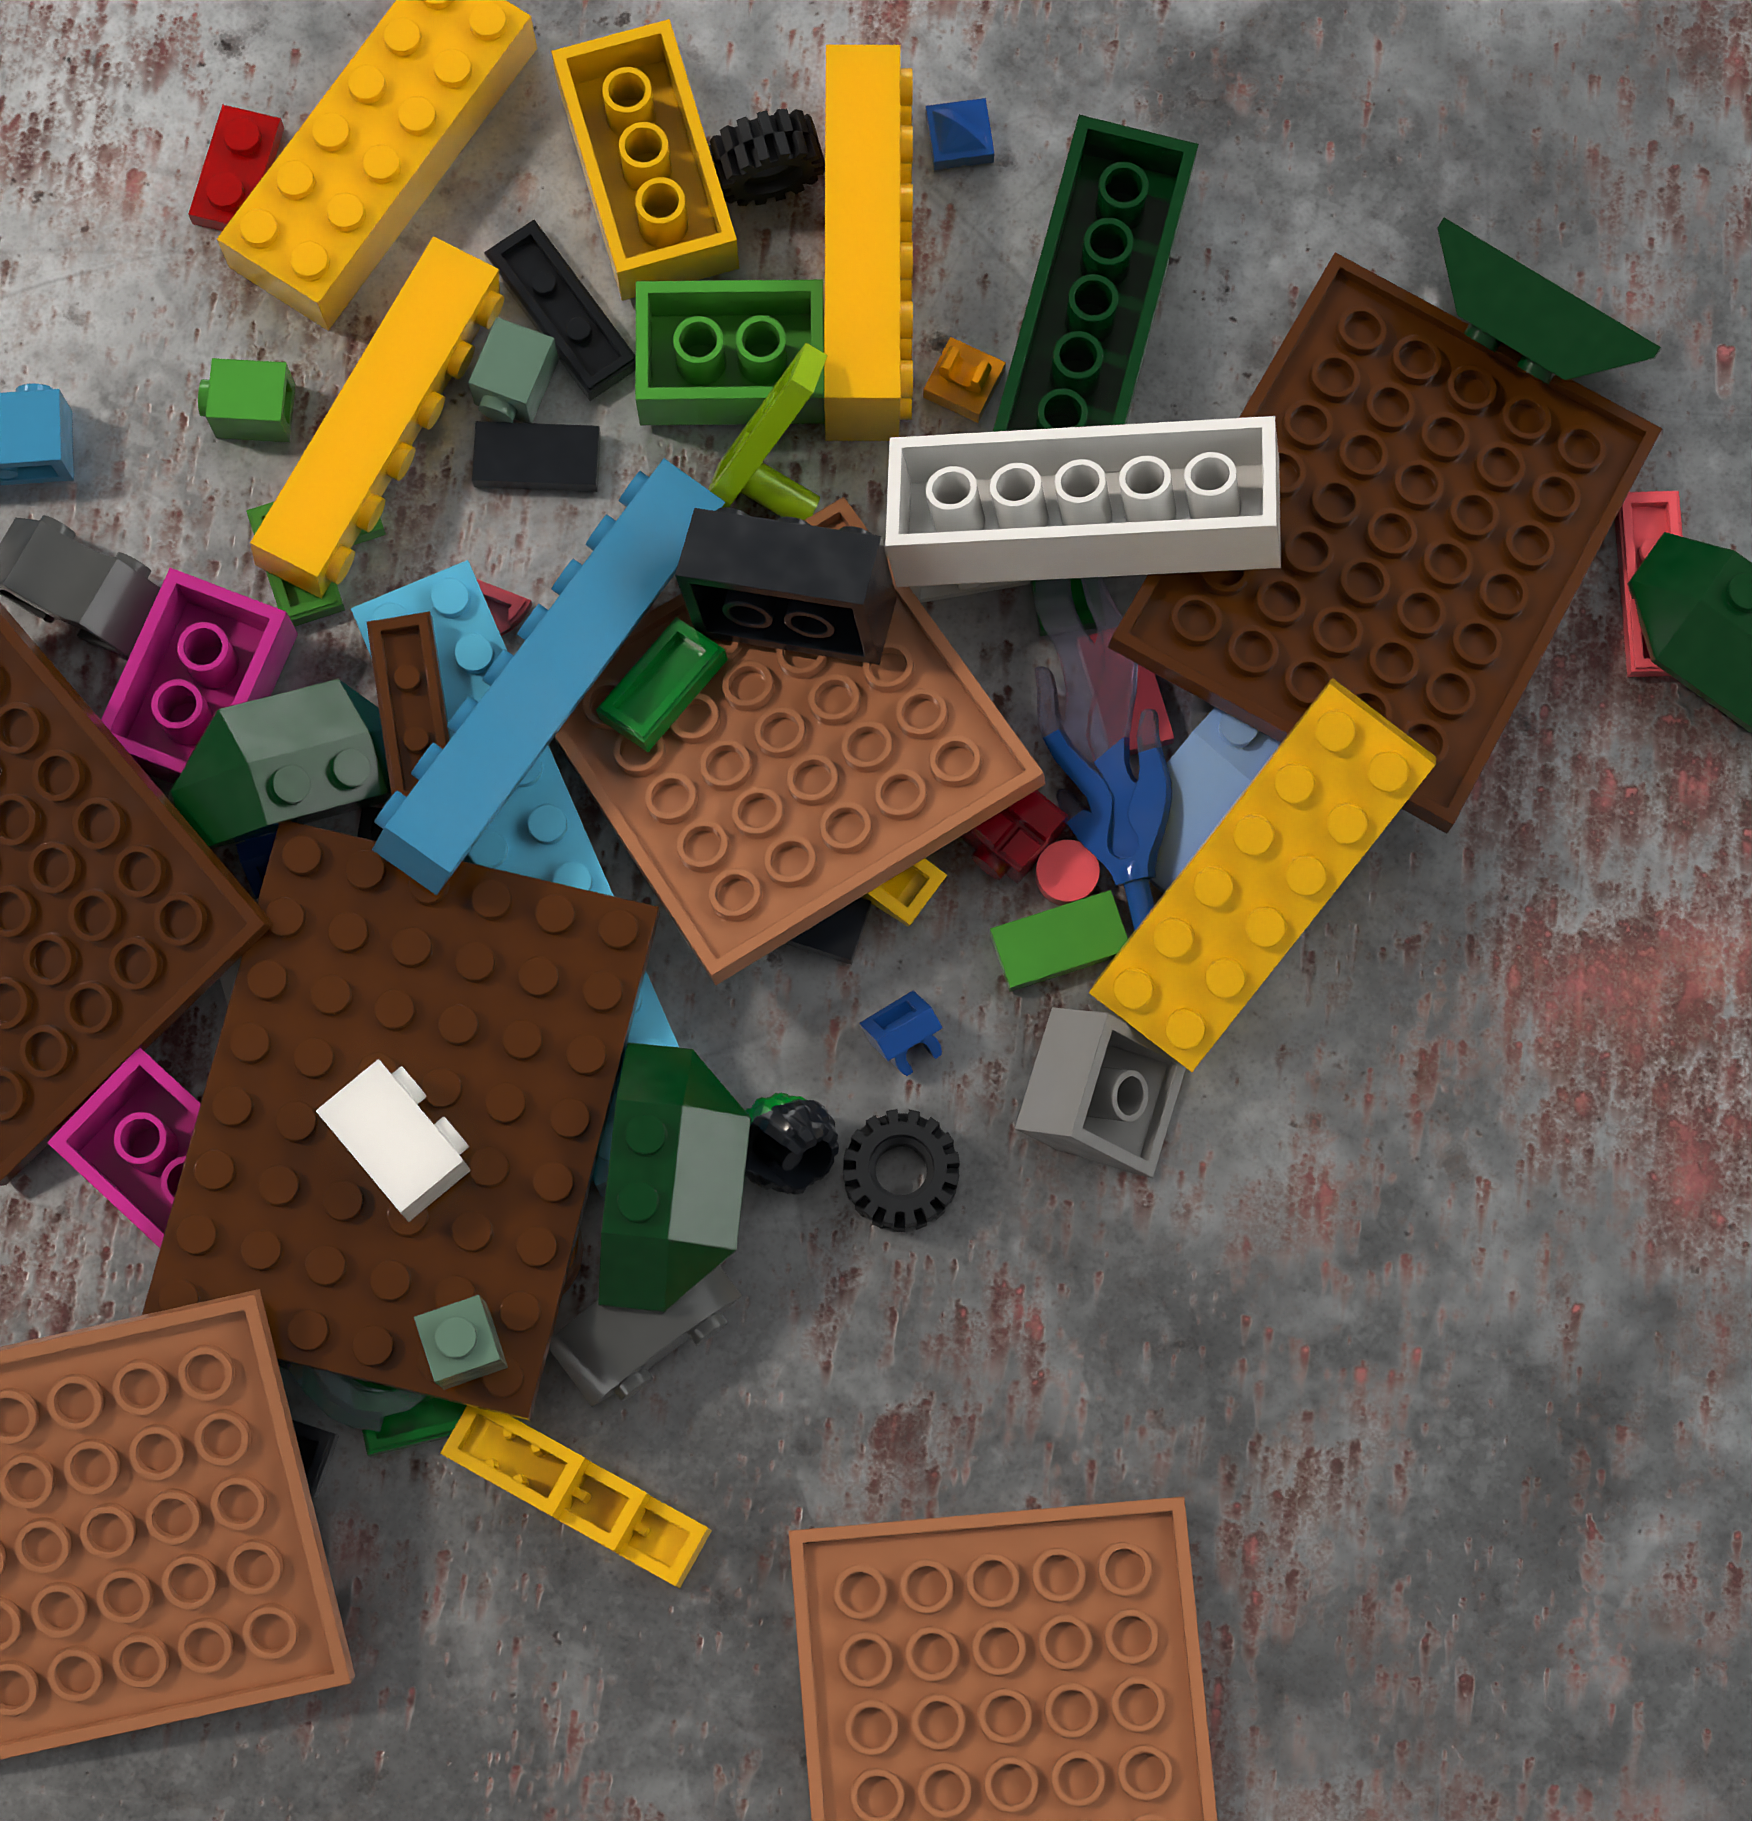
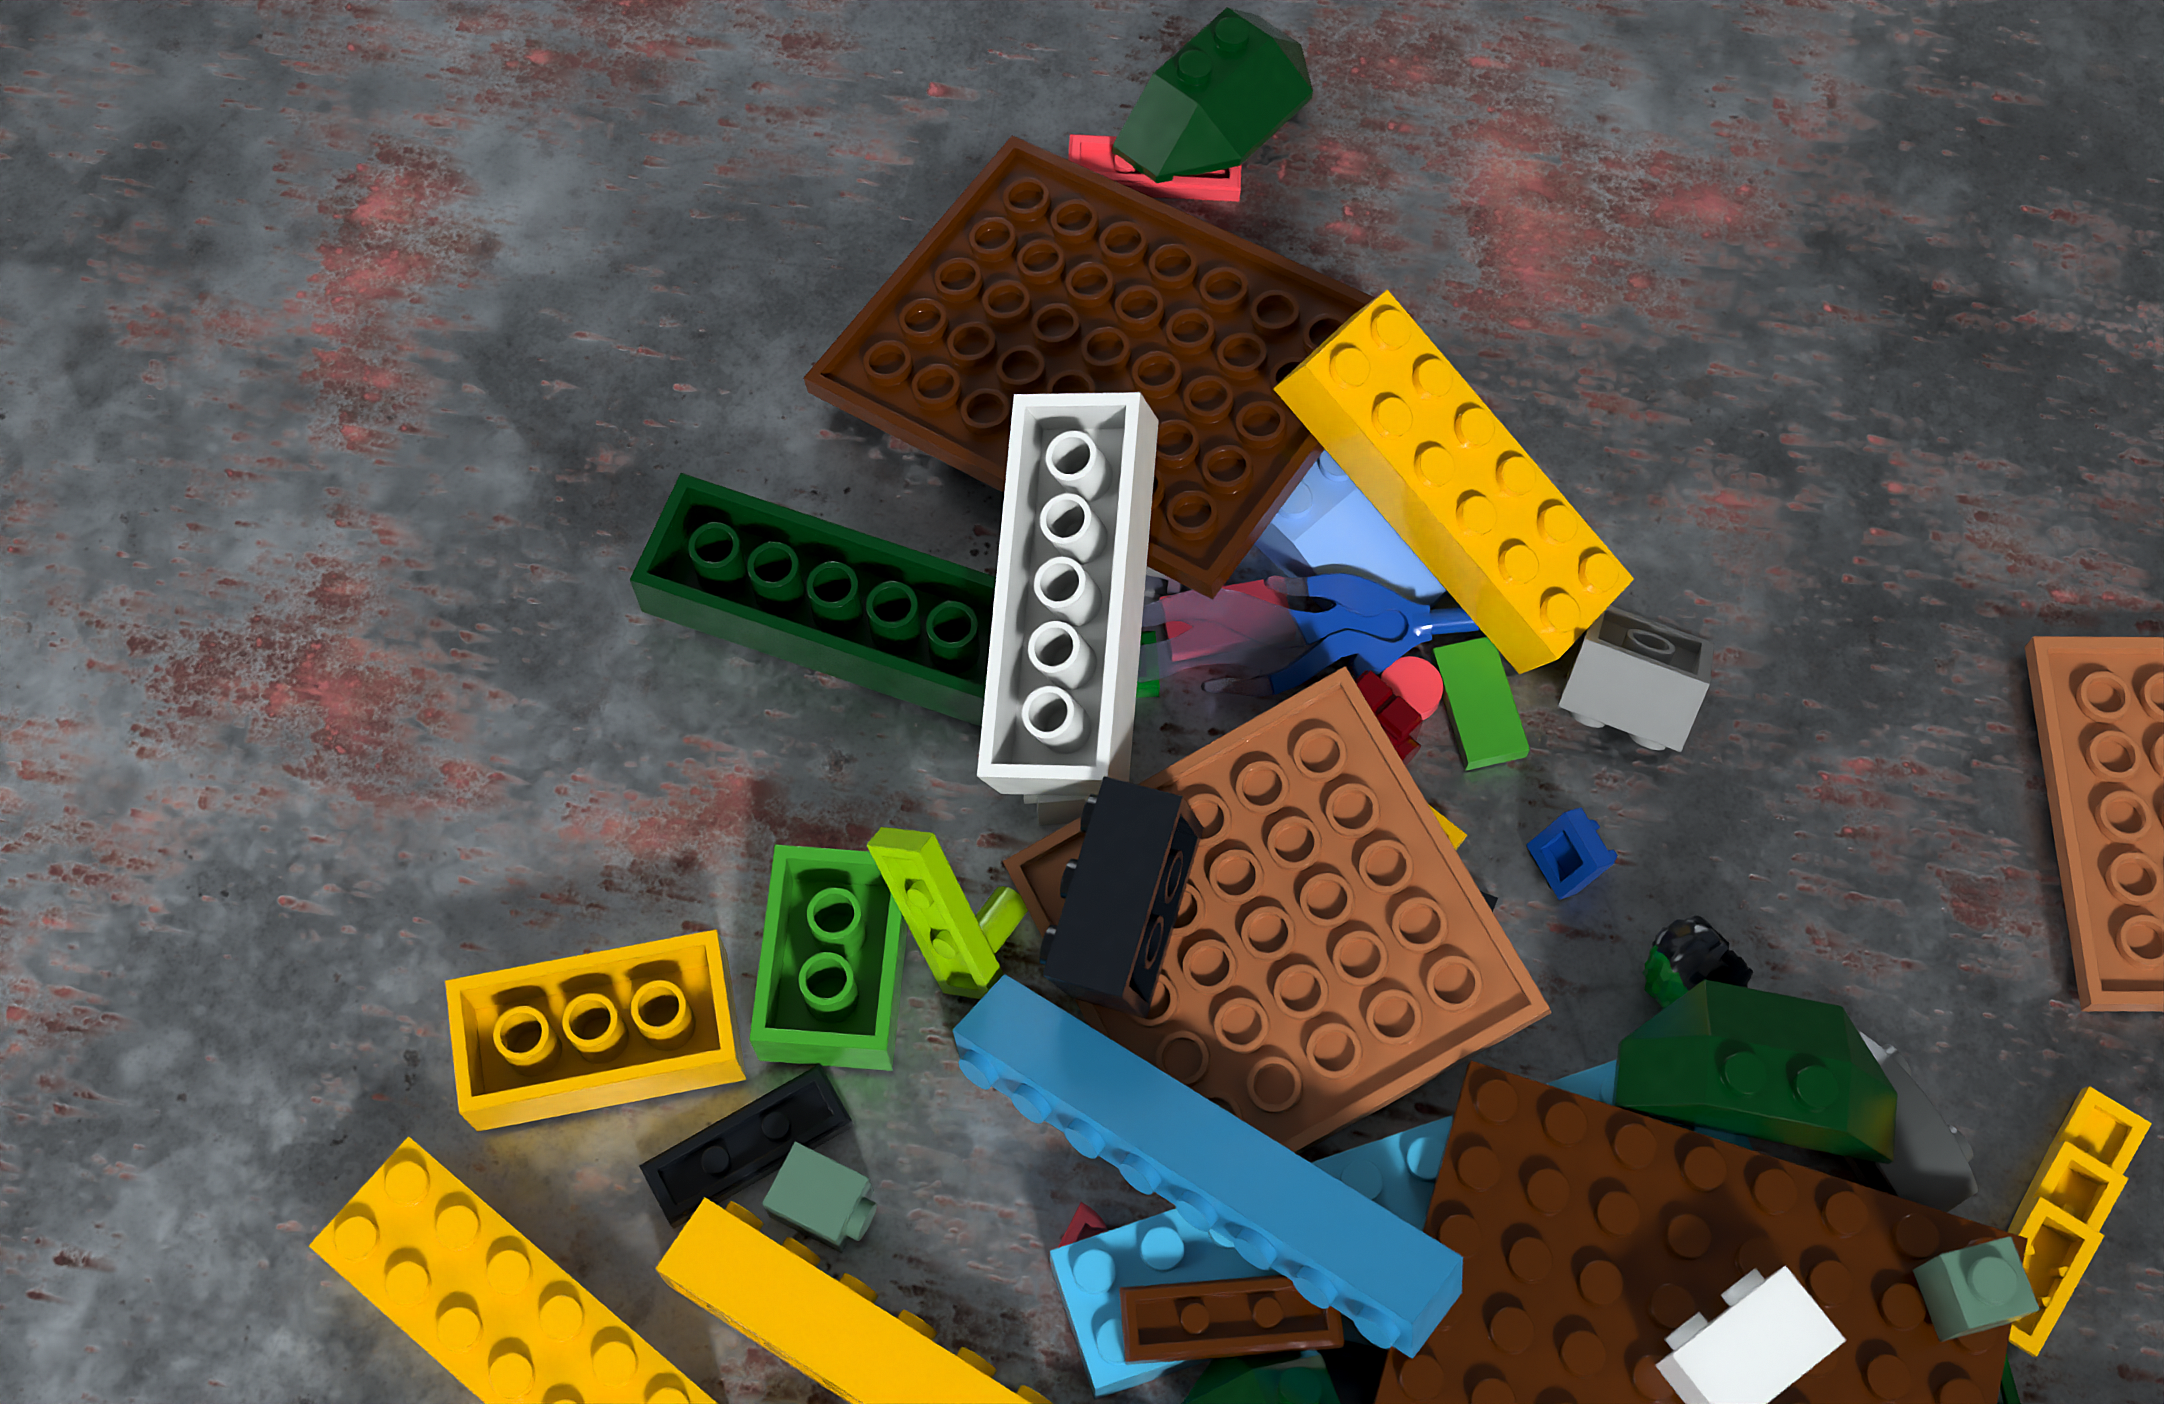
camera: 85 degrees left, 10 degrees down
(536, 456) = (915, 1185): black tile -> none
(662, 684) = (1204, 1052): green tile -> none
(767, 157) = (615, 895): black tyre -> none
(868, 243) = (711, 801): yellow brick -> none
(901, 1131) = (1736, 838): black tyre -> none
(959, 134) = (611, 719): blue tile -> none
(964, 379) = (881, 739): light orange tile -> none
(1532, 314) = (900, 206): dark green wedge -> none

